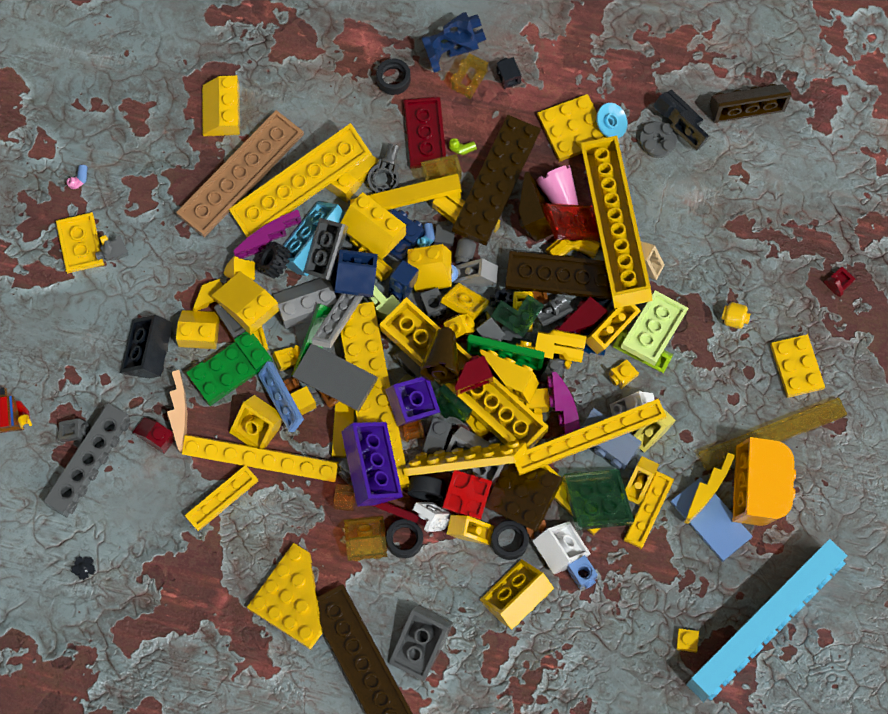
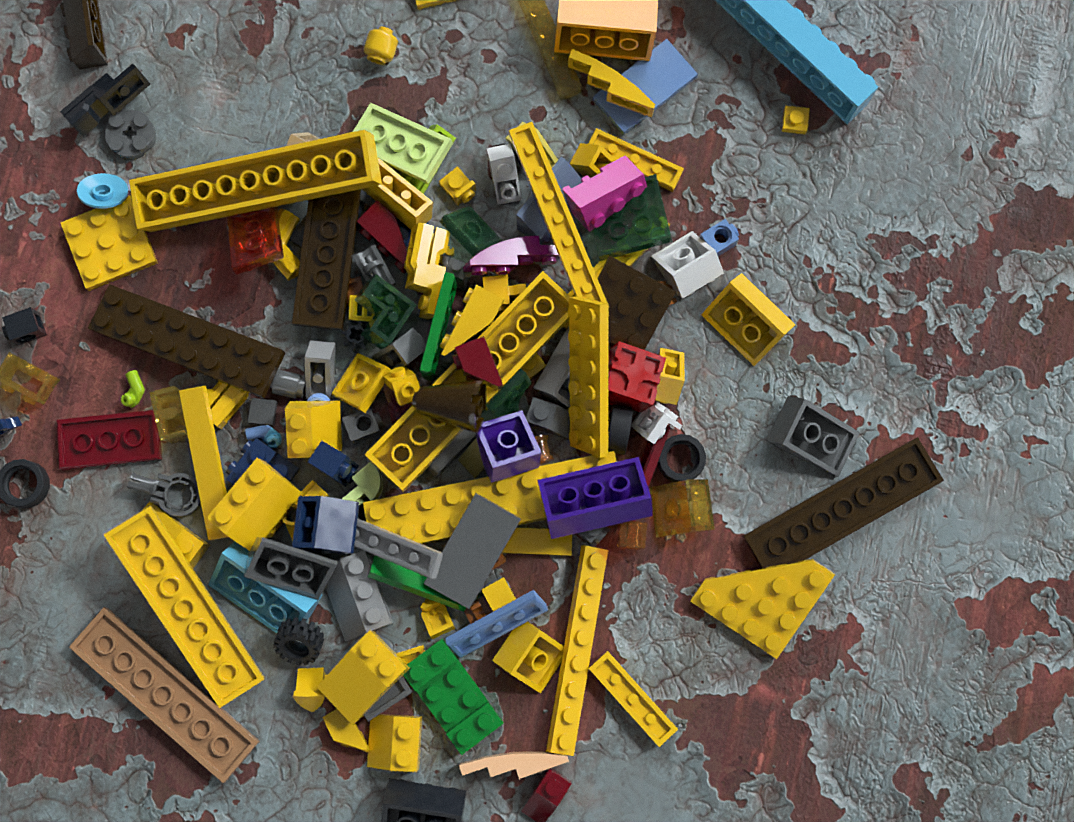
camera: 90 degrees left, 10 degrees up
(221, 106) = (59, 727): yellow slope -> none
(266, 234) = (264, 659): magenta slope -> none
(512, 555) = (695, 316): black tyre -> none
(531, 210) = (236, 291): dark brown slope -> none
(559, 186) = (201, 259): bright pink cone -> none
(584, 380) = (470, 230): none -> clear green tile
(614, 478) = (605, 193): none -> dark pink wedge

